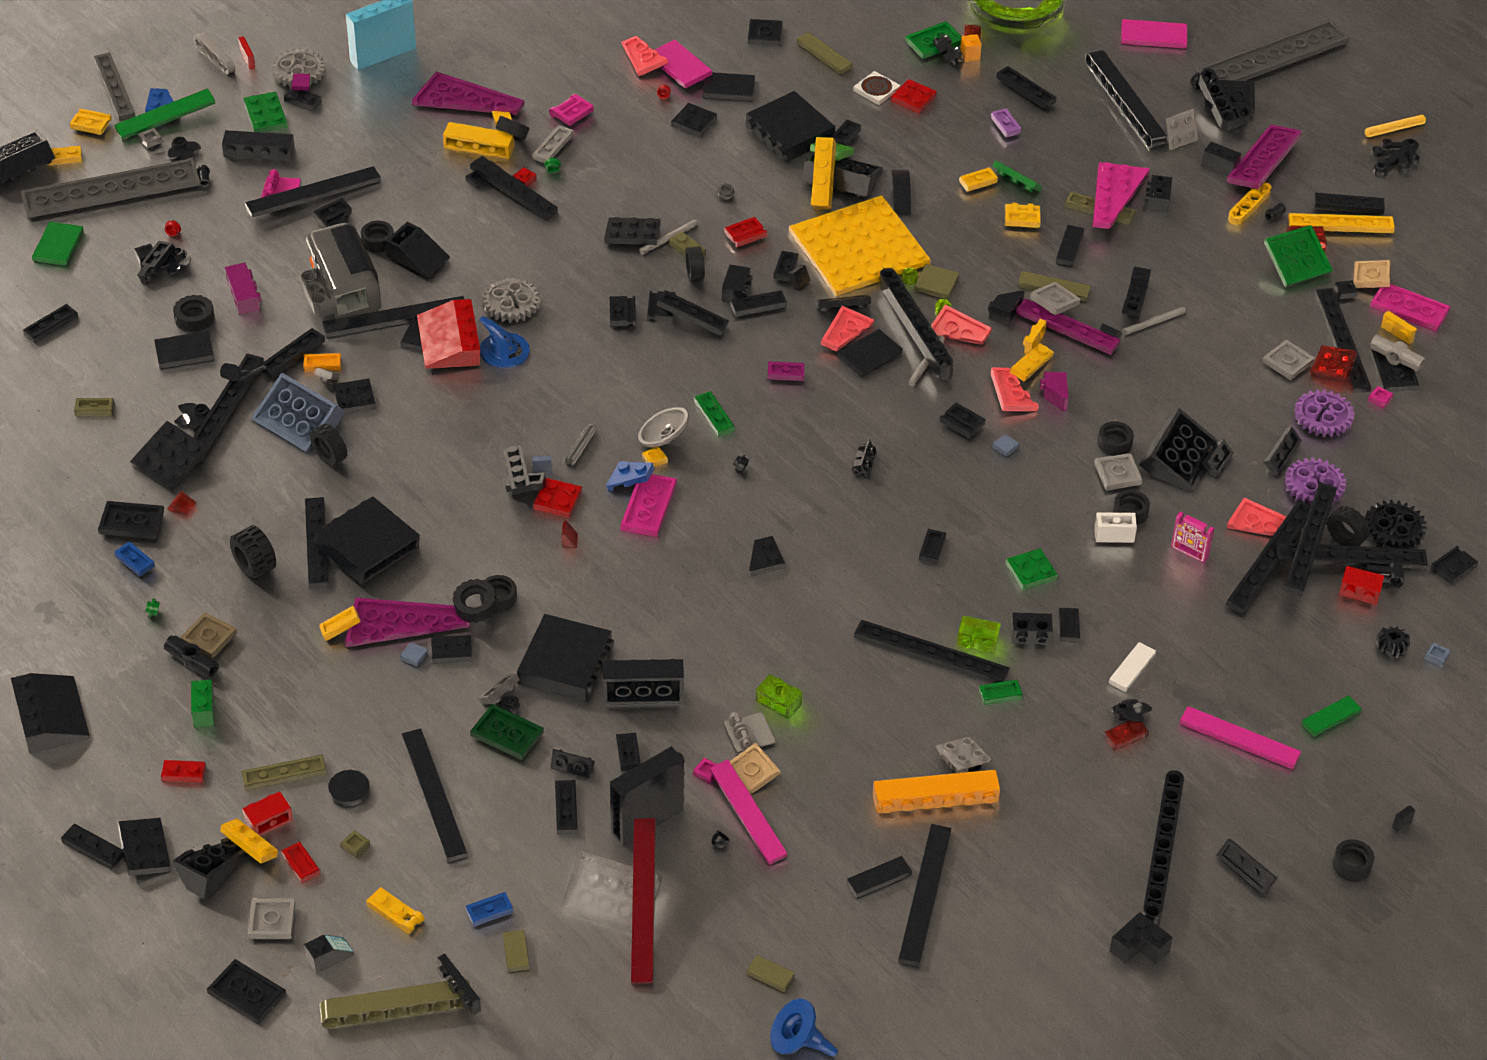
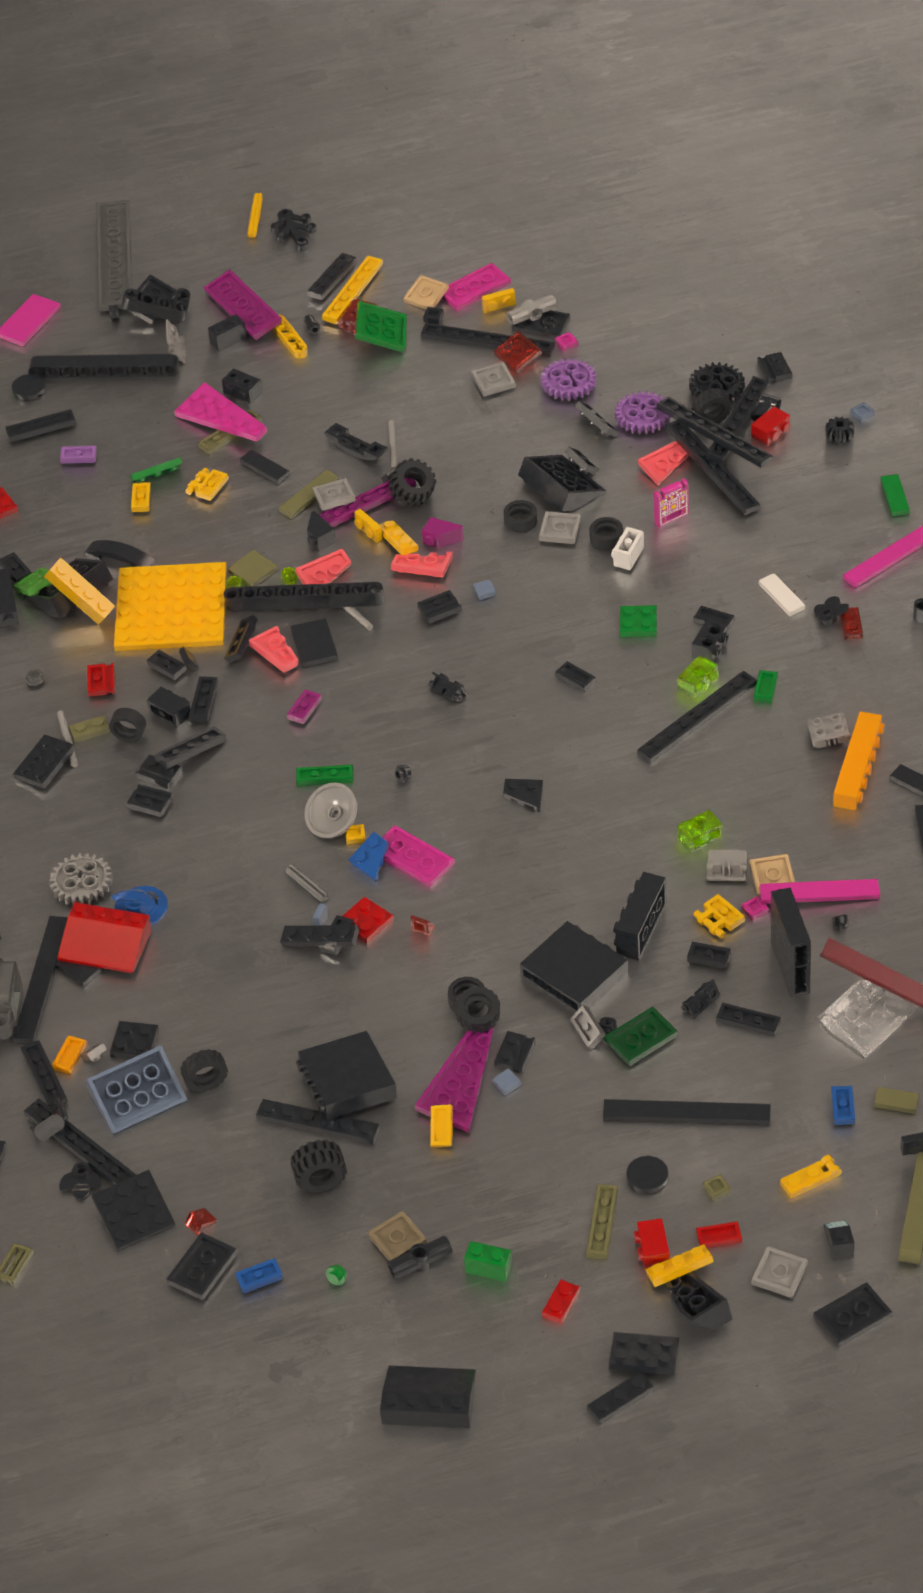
camera: 60 degrees left, 0 degrees up
(687, 742) = (723, 912): none -> yellow plate
(1071, 64) = (28, 387): none -> black tile
(1100, 358) = (418, 472): none -> black tyre

